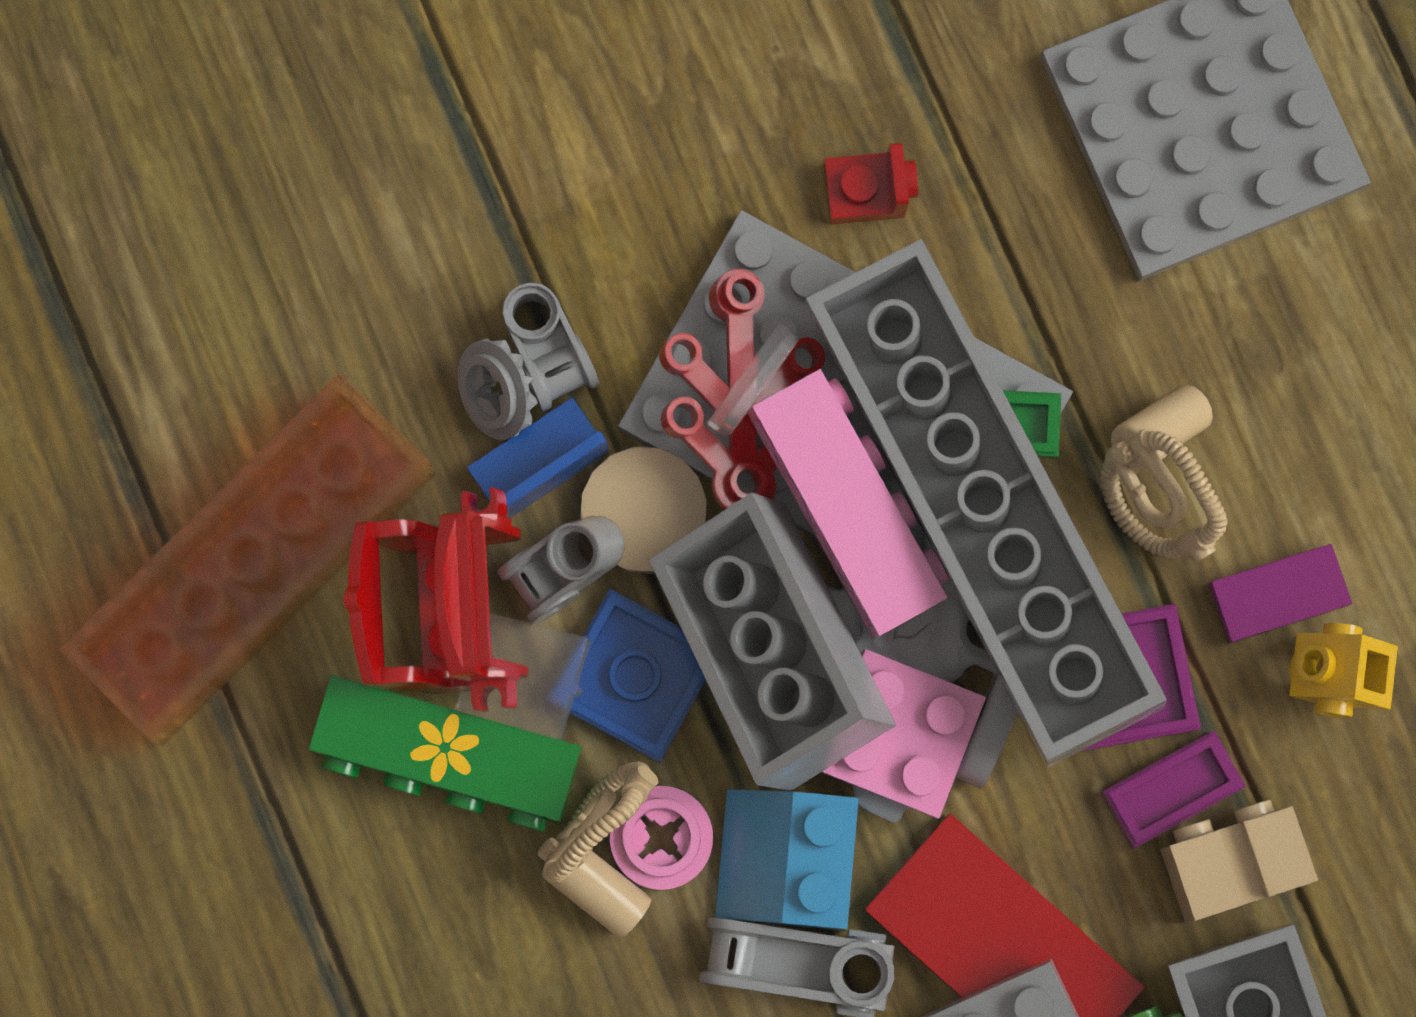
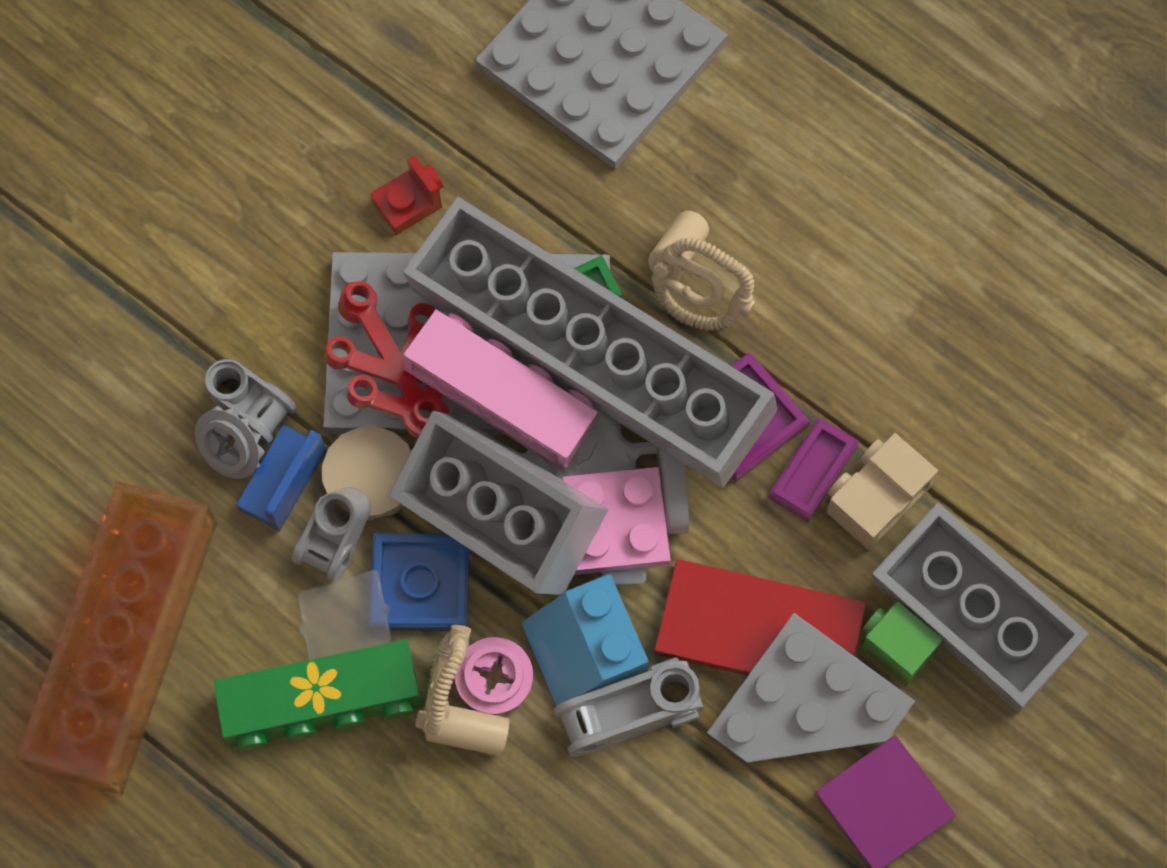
camera: 20 degrees left, 10 degrees down
(451, 602) = (269, 587): red animal -> none
(753, 380) = (396, 343): clear tile -> none
(1280, 593) = (813, 312): magenta tile -> none
(1342, 670) = (879, 334): yellow brick -> none

